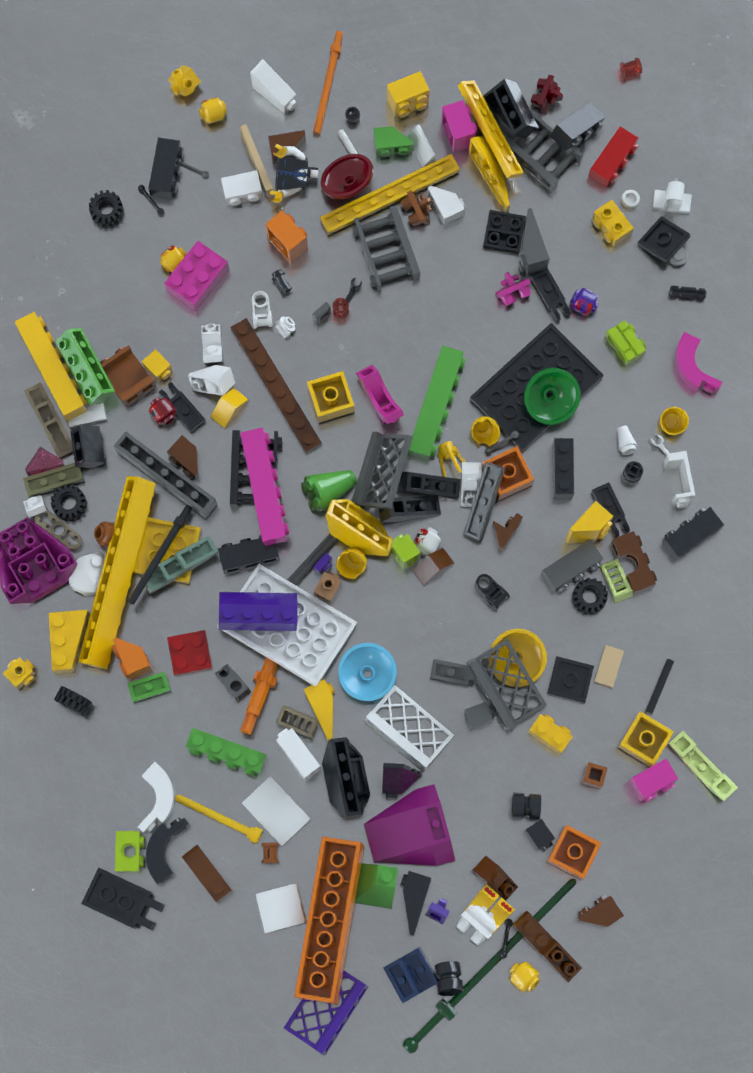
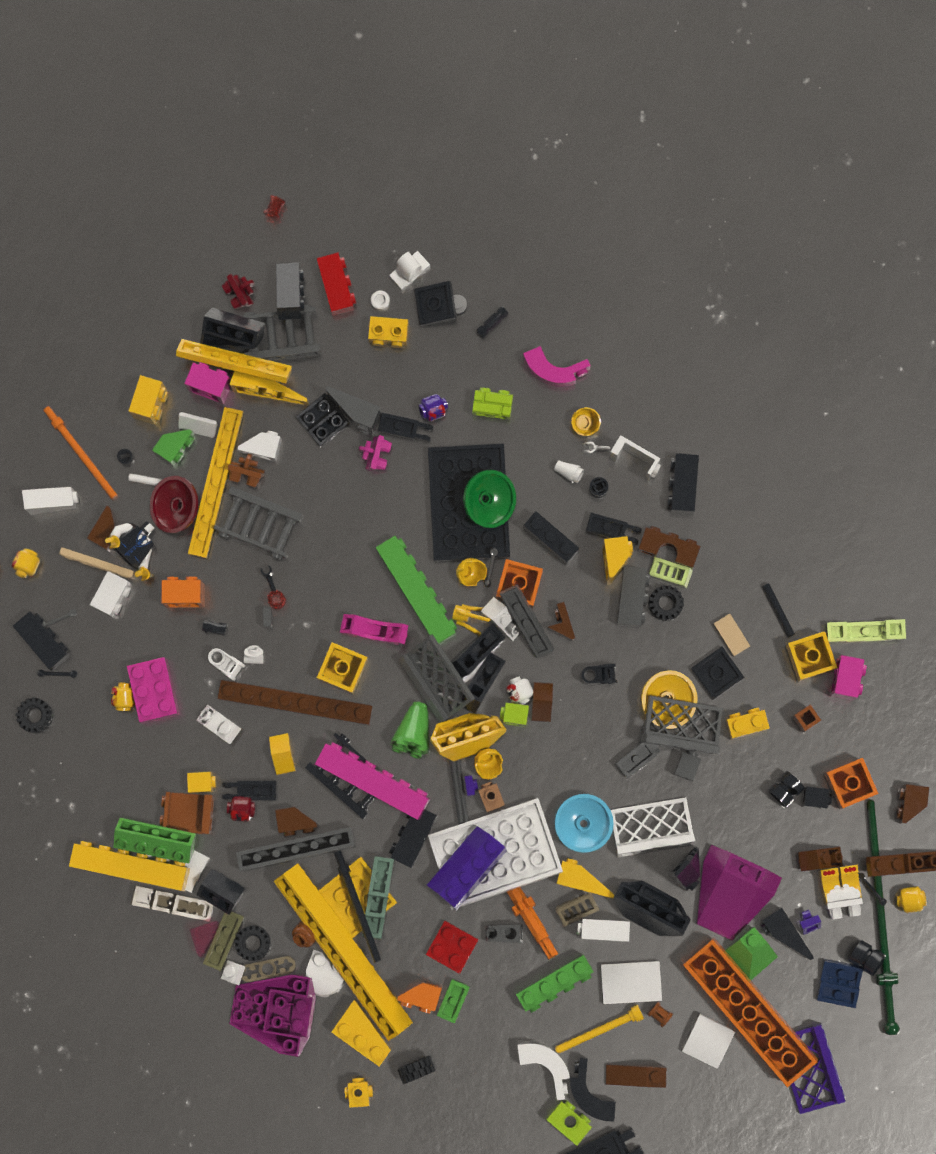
camera: 45 degrees left, 5 degrees up
(212, 380) = (250, 748): white slope -> none

